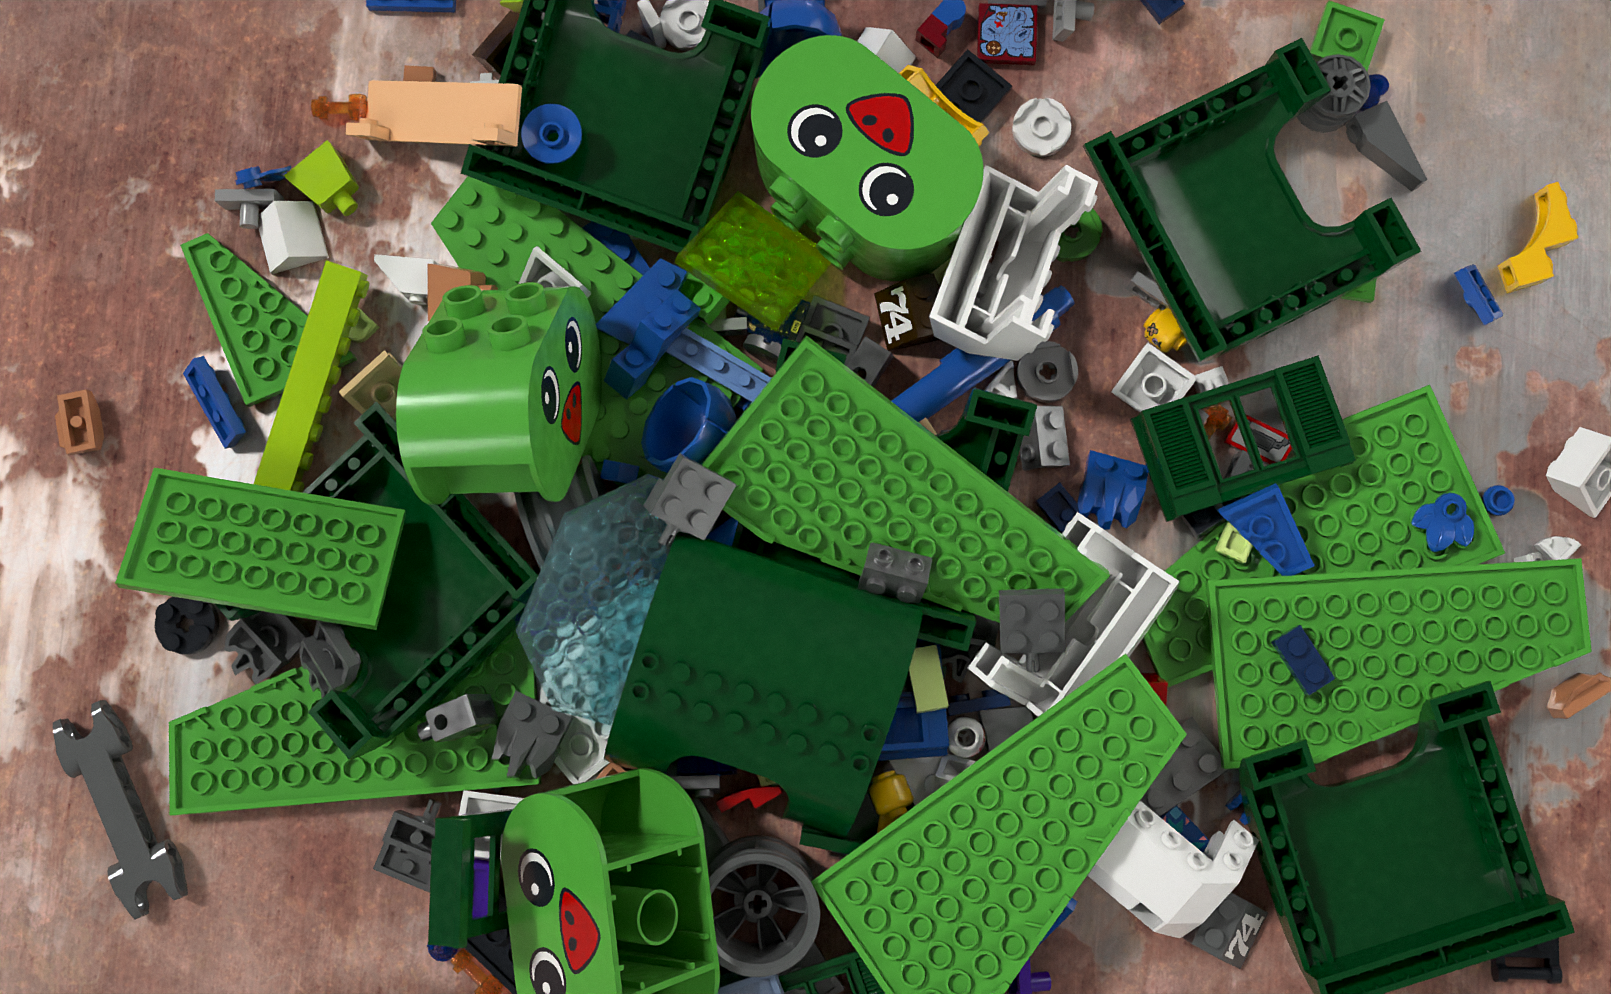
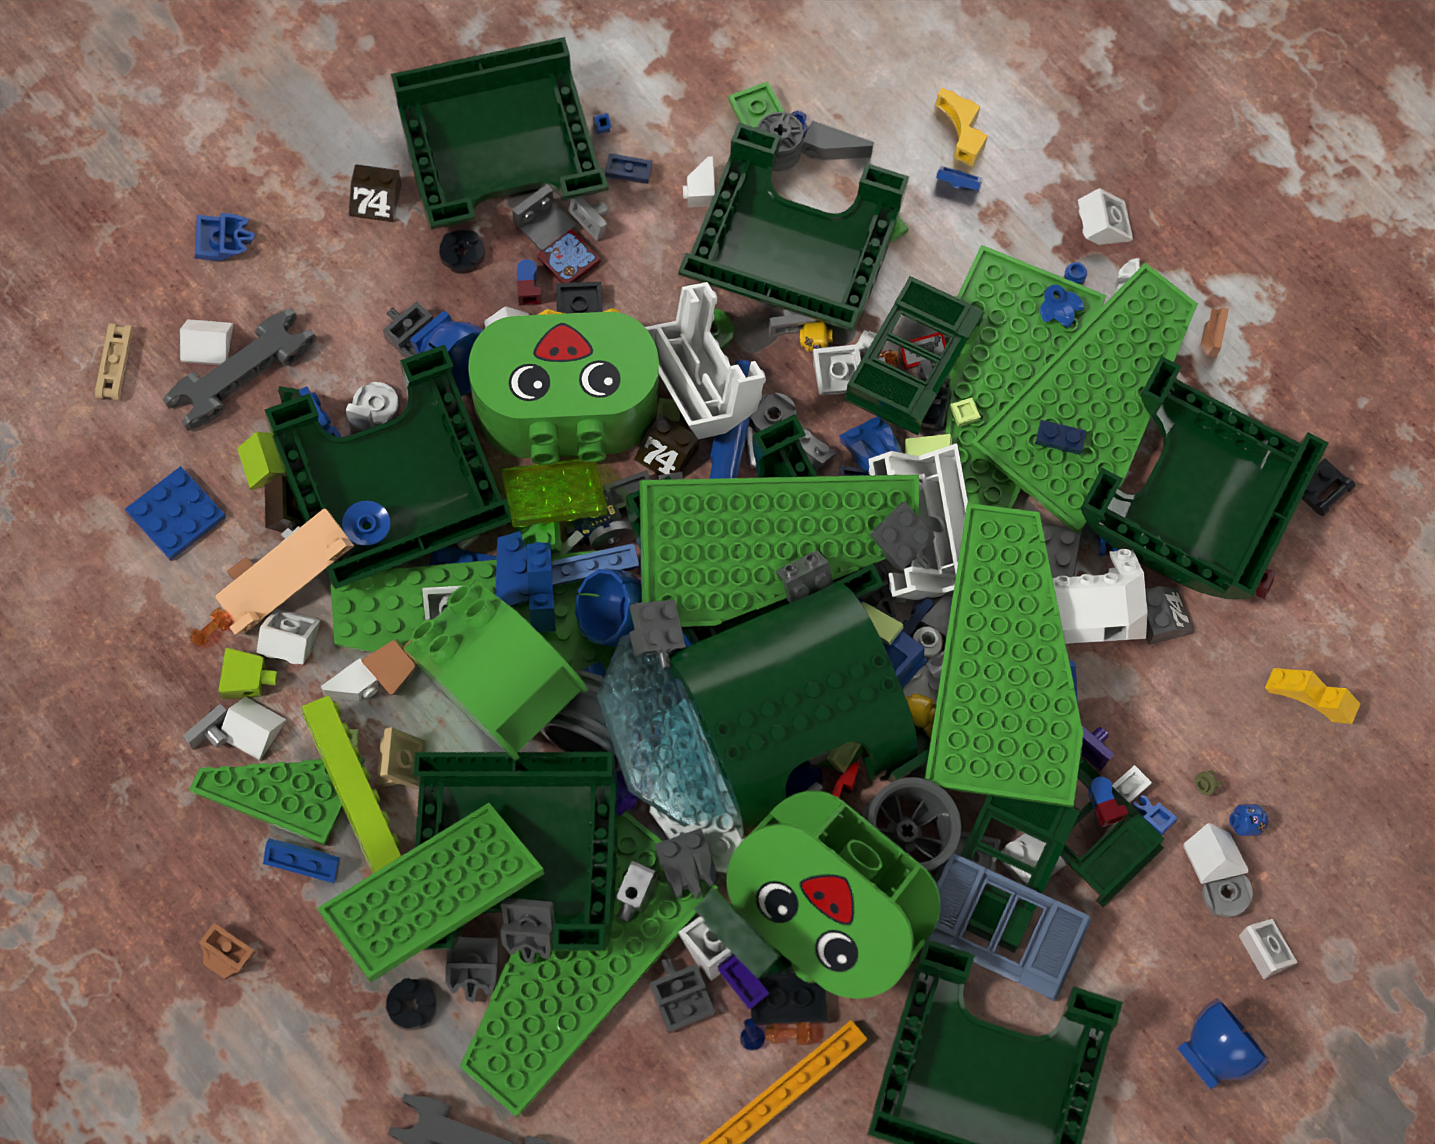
camera: 55 degrees left, 15 degrees down
(252, 176) = (202, 706): blue plate -> none
(397, 178) = (287, 636): none -> white slope
(1041, 127) = (638, 291): white tile -> none
(1163, 545) = (923, 445): none -> yellowish green tile
(1208, 70) = (700, 185): none -> white slope
(1270, 528) = (976, 386): blue wing -> none

